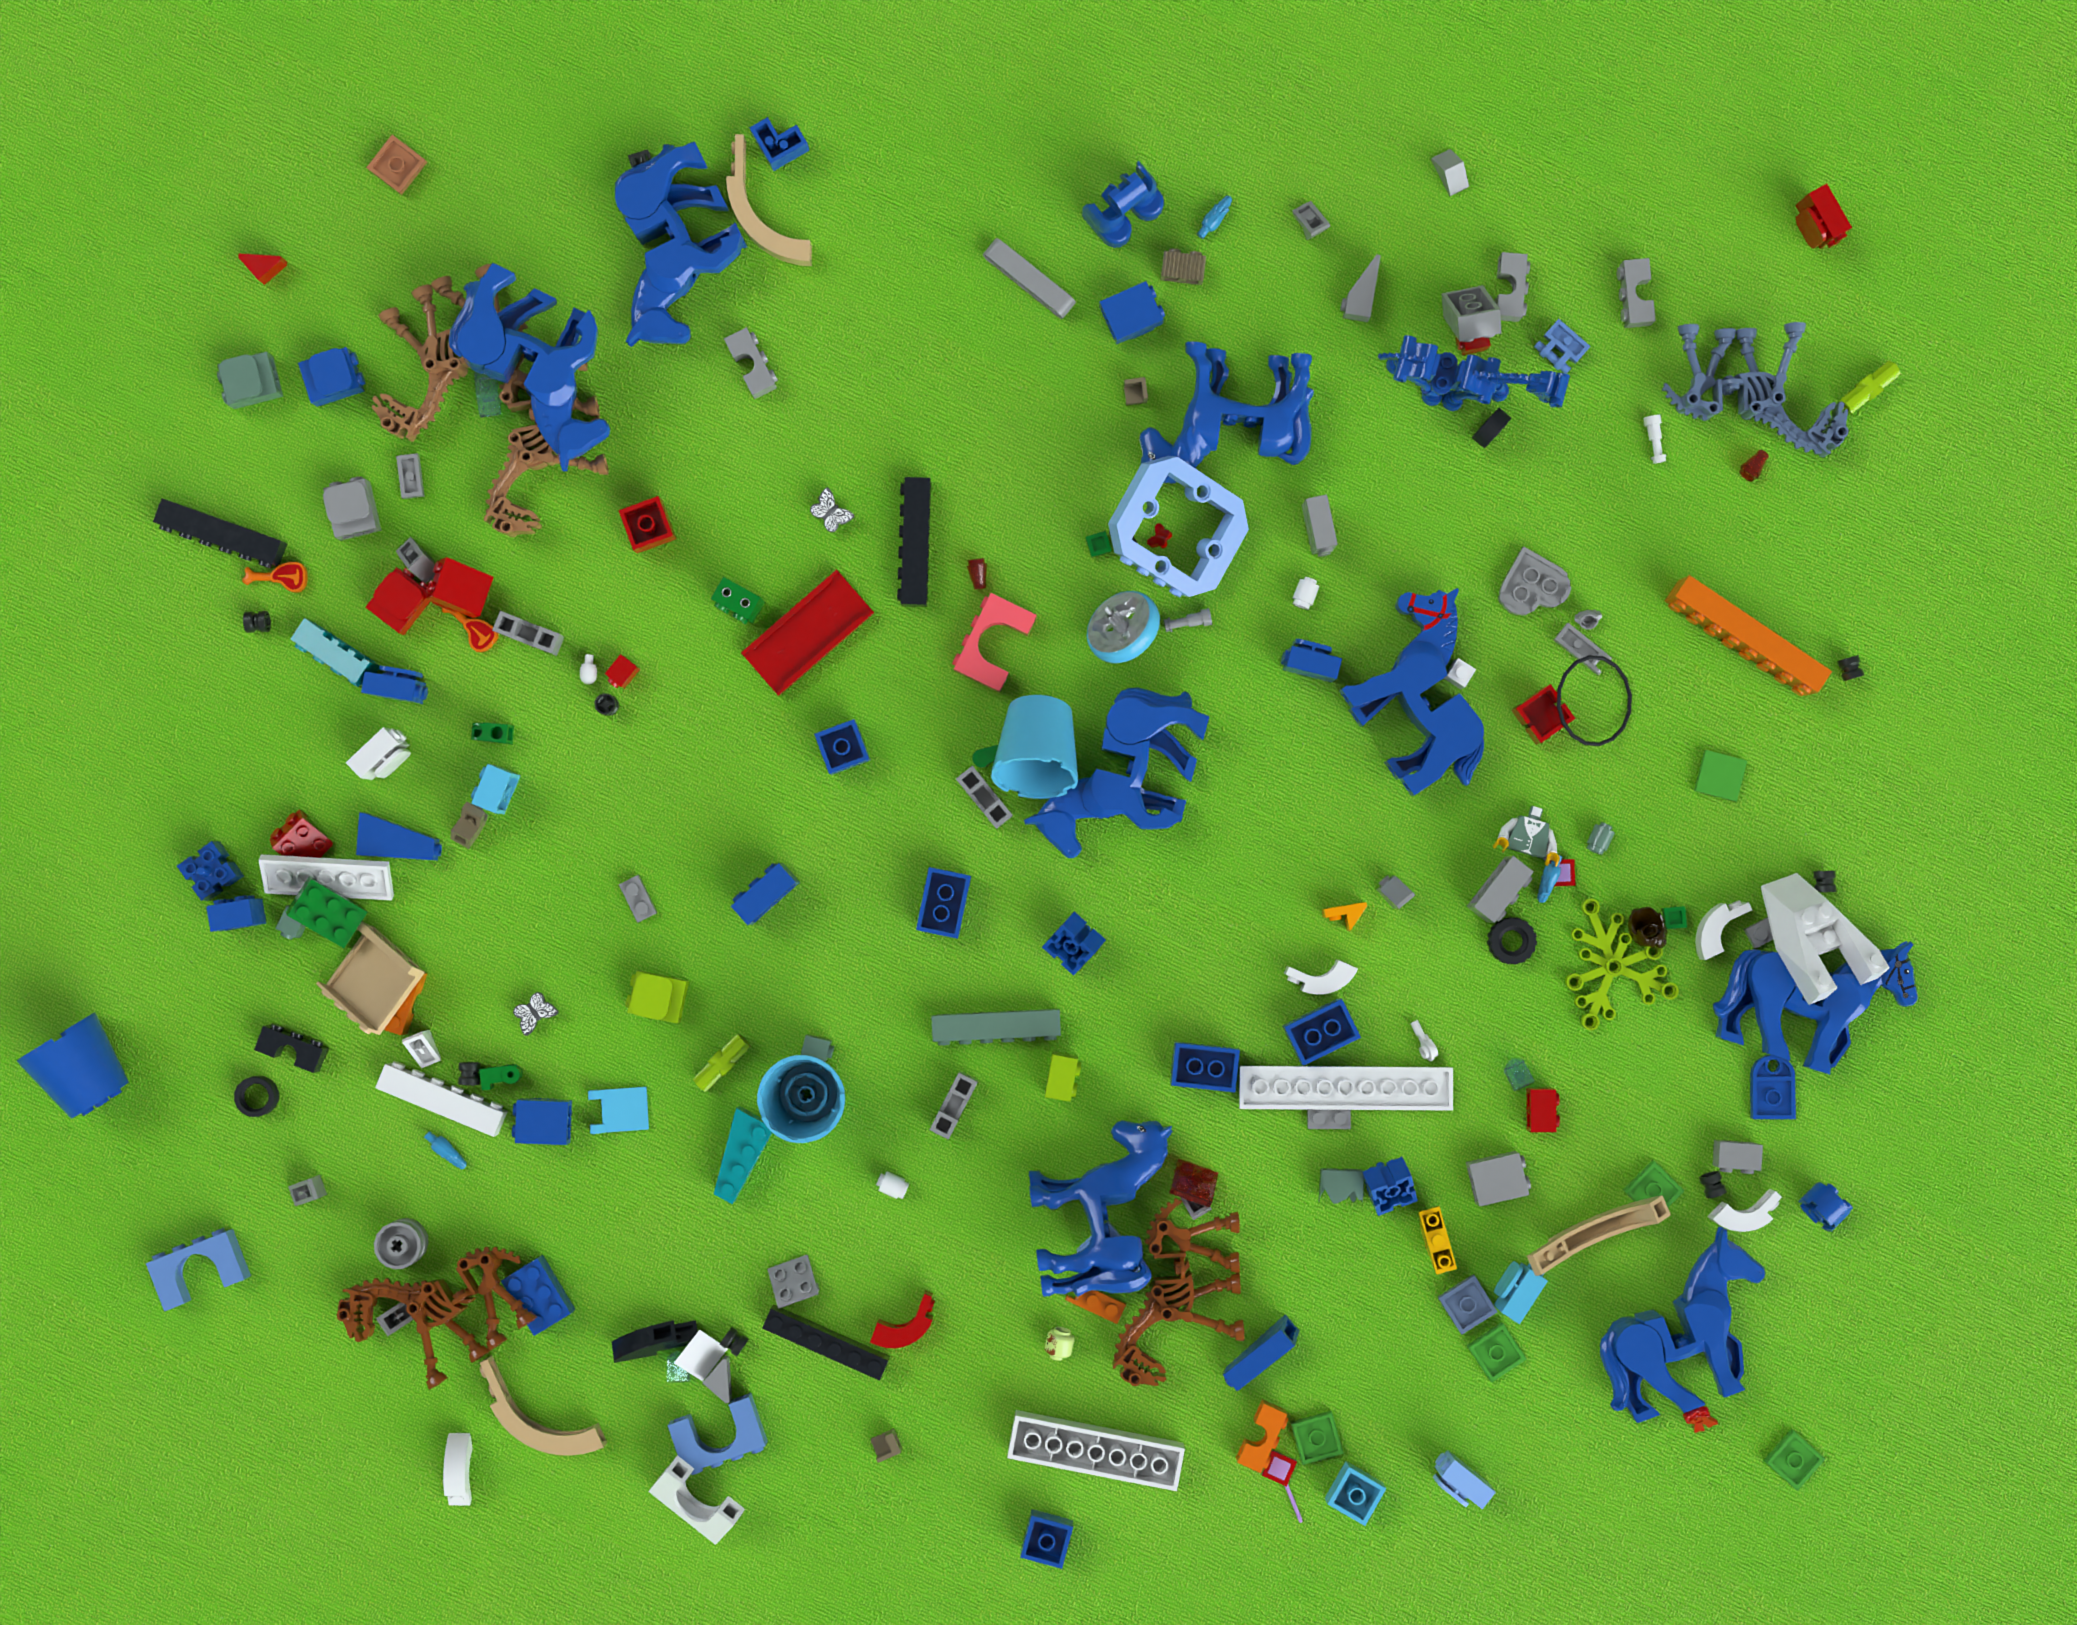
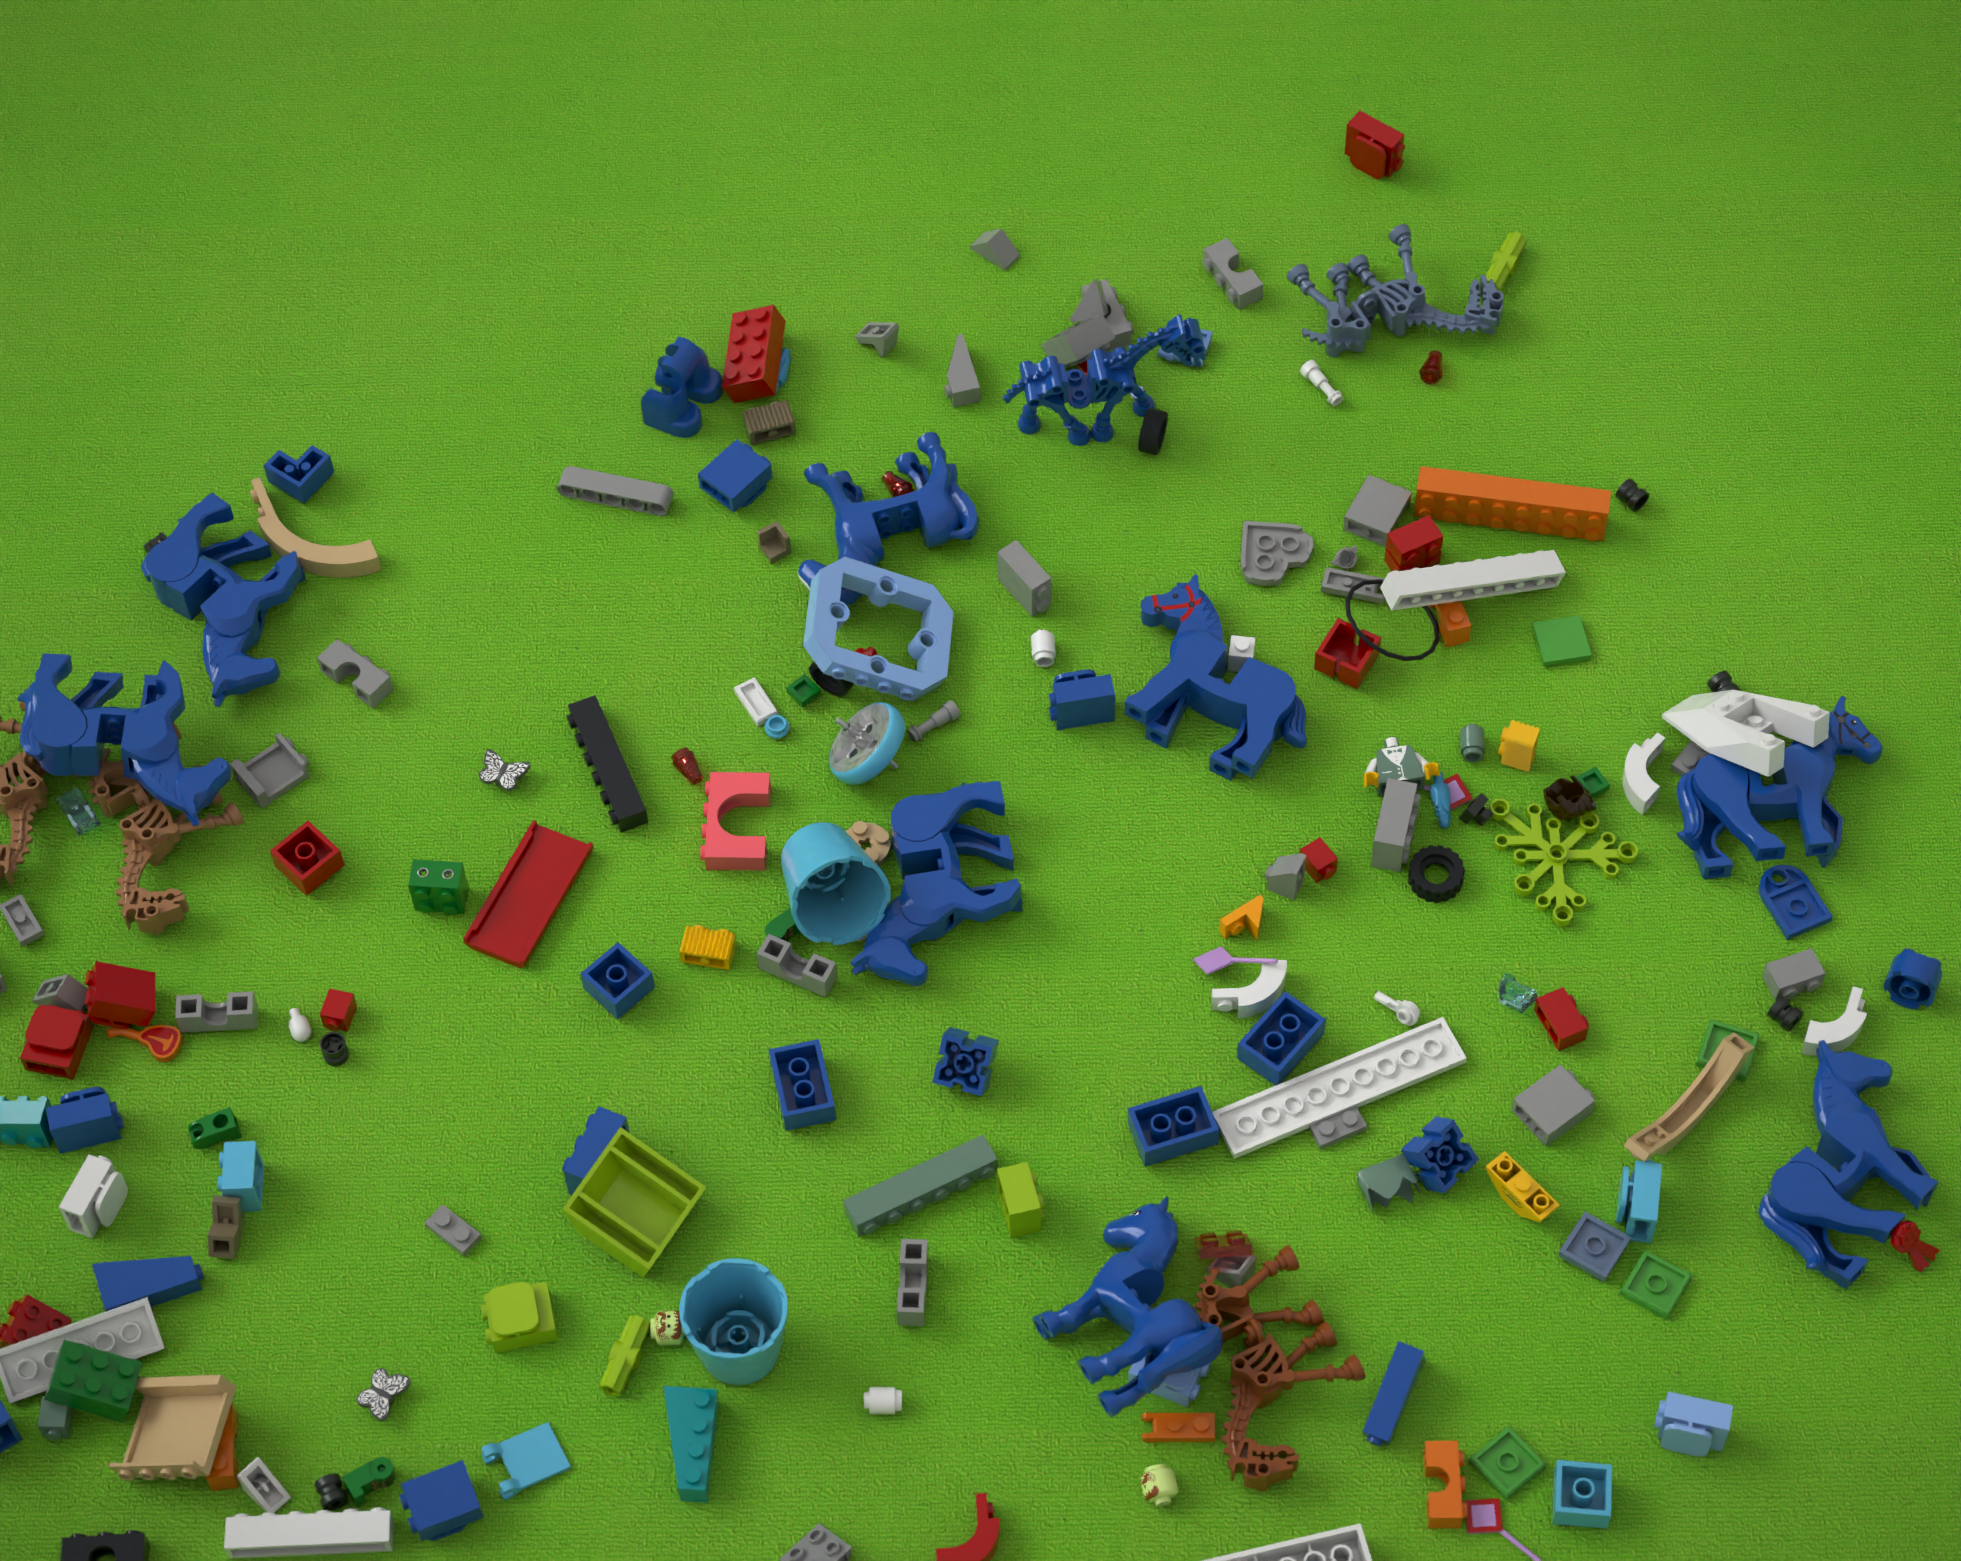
camera: 25 degrees left, 30 degrees down
(651, 425) = (272, 771): none -> light grey panel
(762, 1055) = (667, 1328): none -> yellowish green head
(774, 951) = (632, 1202): none -> lime slope
(924, 746) = (708, 947): none -> yellow brick
(1057, 535) = (755, 701): none -> white tile
(1063, 567) = (776, 727): none -> medium azure plate
(1097, 709) = (876, 836): none -> tan plate
(1199, 194) = (753, 354): none -> red brick
(1259, 381) = (896, 485): none -> clear red cone
(1306, 937) = (1221, 958): none -> lavender piece
(1427, 888) = (1320, 860): none -> red brick
(1500, 280) = (1092, 303): none -> light grey slope
(1570, 900) = (1476, 811): none -> pearl dark grey tile
(1633, 864) = (1518, 745): none -> yellow brick
(1637, 586) = (1376, 510): none -> light grey panel
(1646, 641) = (1414, 545): none -> red piece
(1647, 693) = (1453, 623): none -> orange arch
(1676, 700) = (1472, 579): none -> white brick

